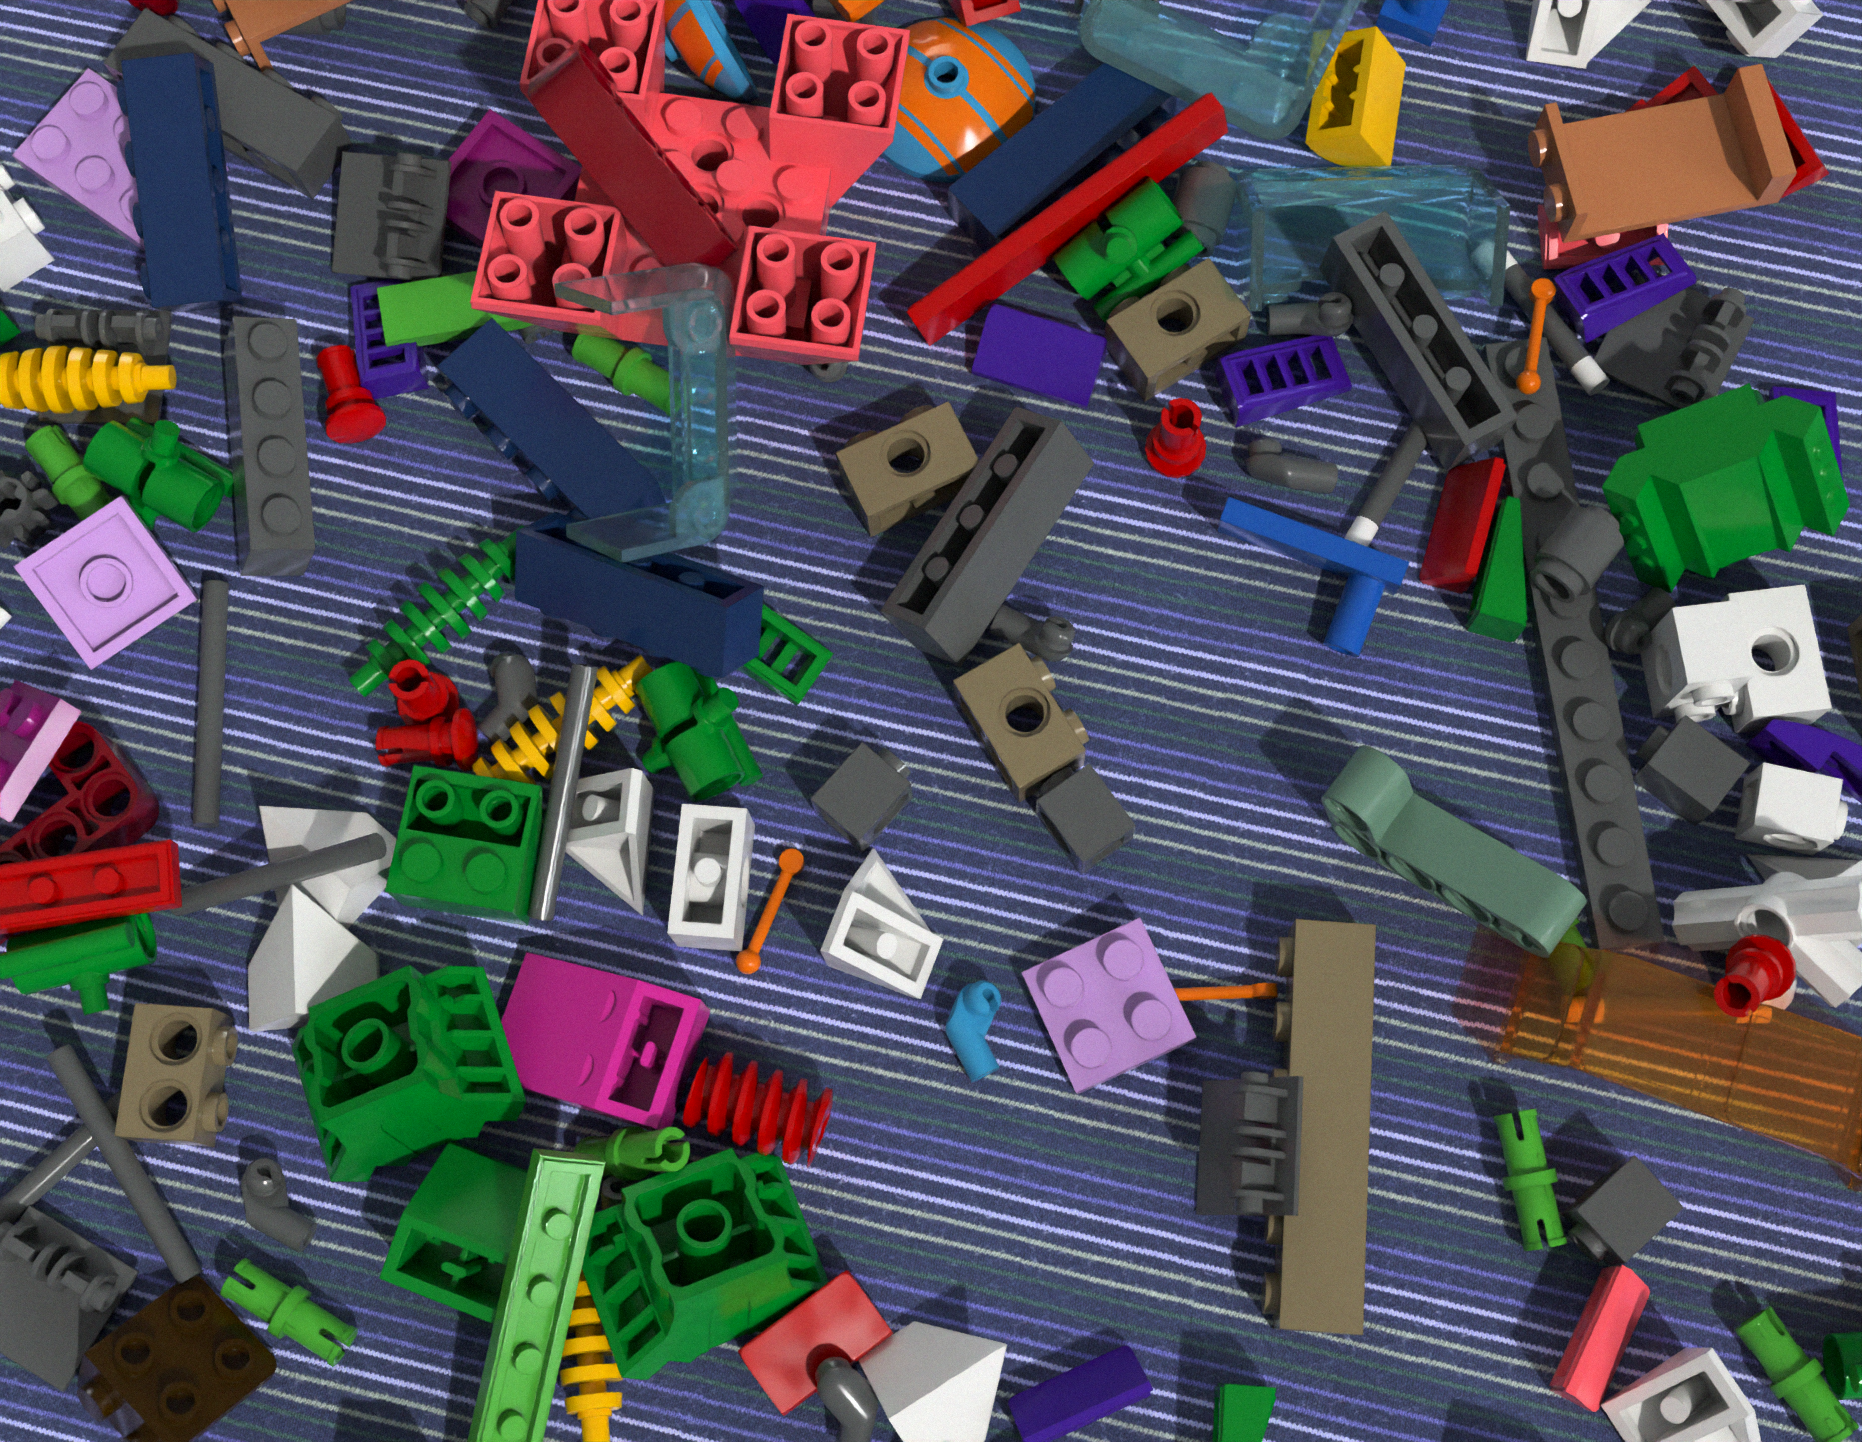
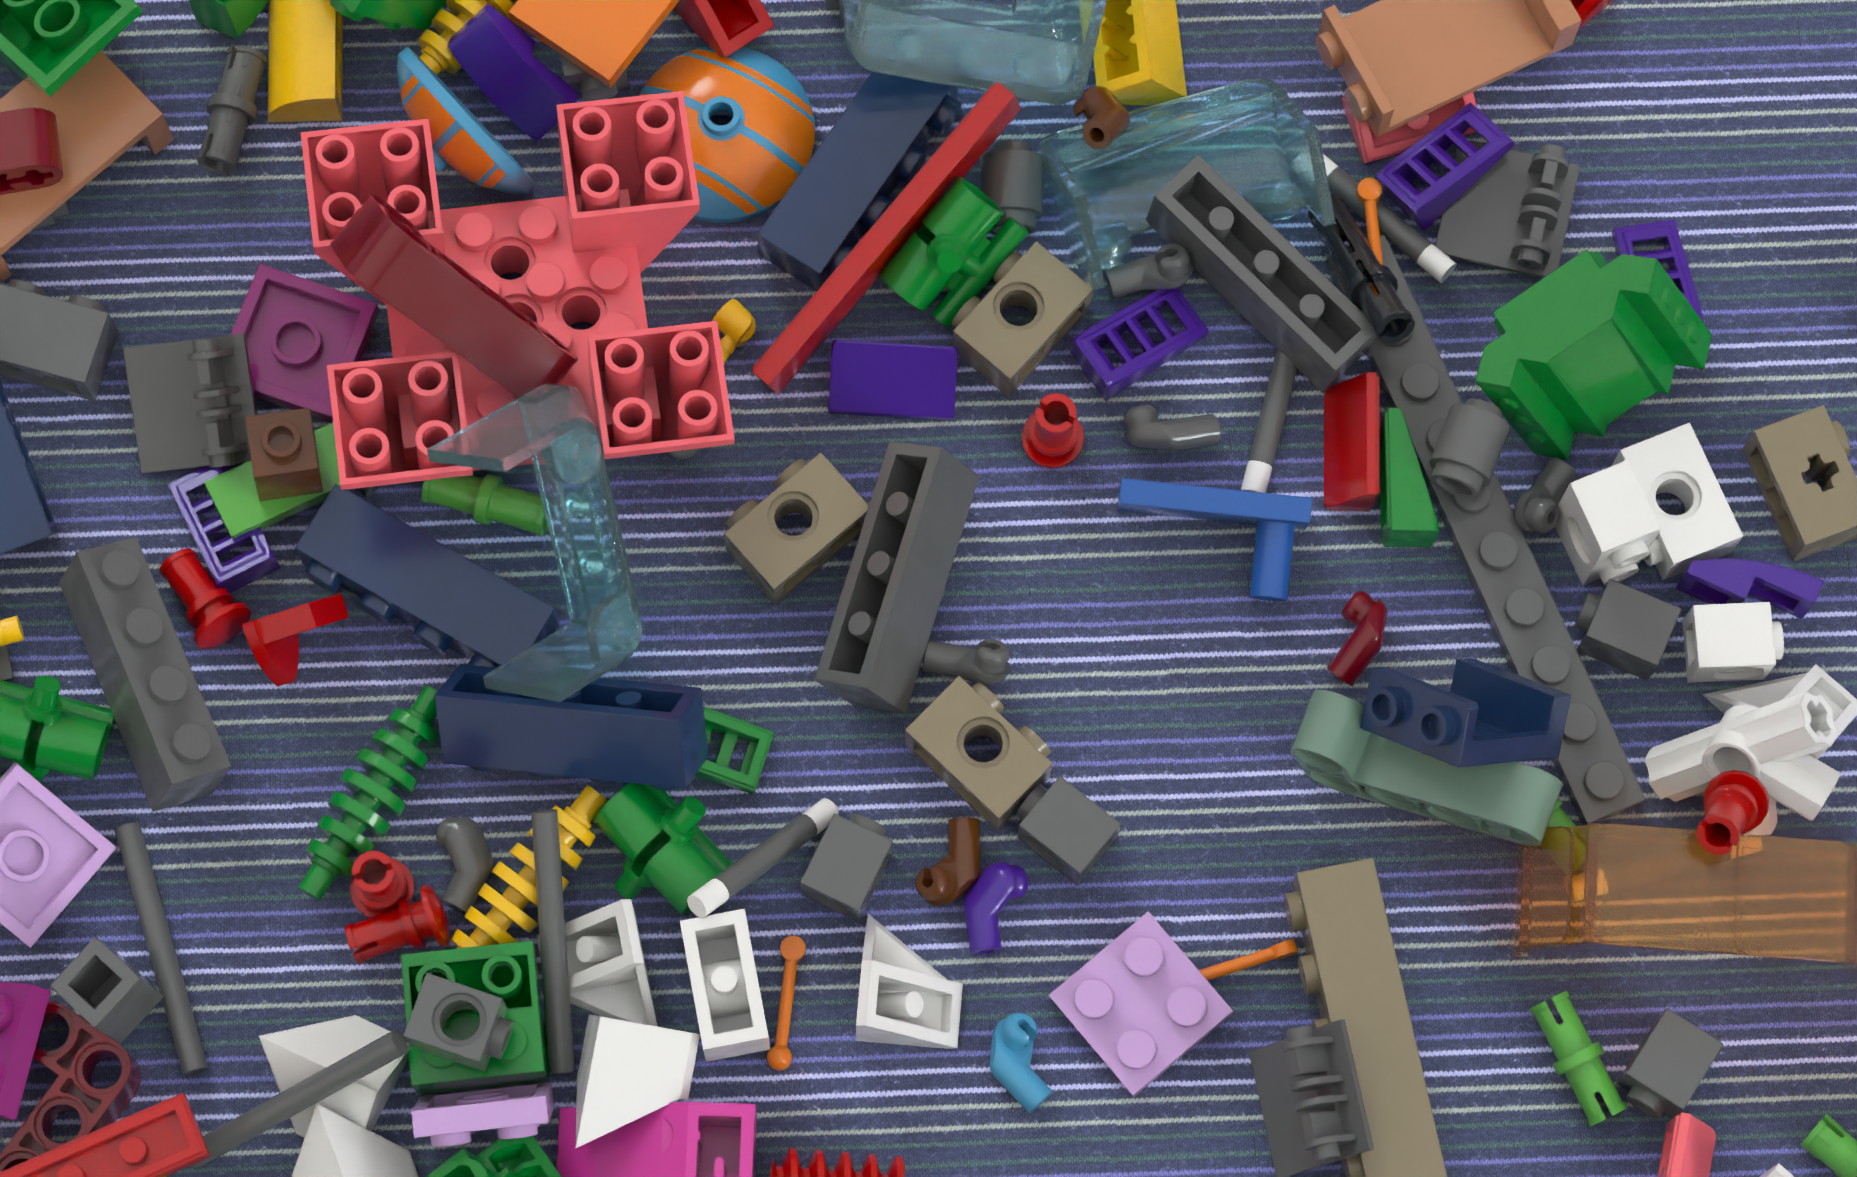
camera: 25 degrees left, 0 degrees up
(139, 727) = (107, 990): none -> dark grey brick
(401, 445) = (276, 638): none -> red tile
(418, 823) = (442, 998): none -> dark grey brick
(445, 276) = (284, 454): none -> reddish brown brick
(466, 939) = (457, 1115): none -> lavender plate
(595, 937) = (629, 1073): none -> white slope
(779, 767) = (762, 858): none -> dark grey bar
(908, 277) = (736, 325): none -> yellow hand
(969, 828) = (958, 869): none -> reddish brown arm
(988, 863) = (984, 901): none -> dark purple arm
(1303, 159) = (1104, 115): none -> reddish brown arm
(1423, 715) = (1365, 641): none -> dark red arm
(1515, 818) = (1481, 721): none -> dark blue panel
(1529, 397) = (1386, 310): none -> black pin

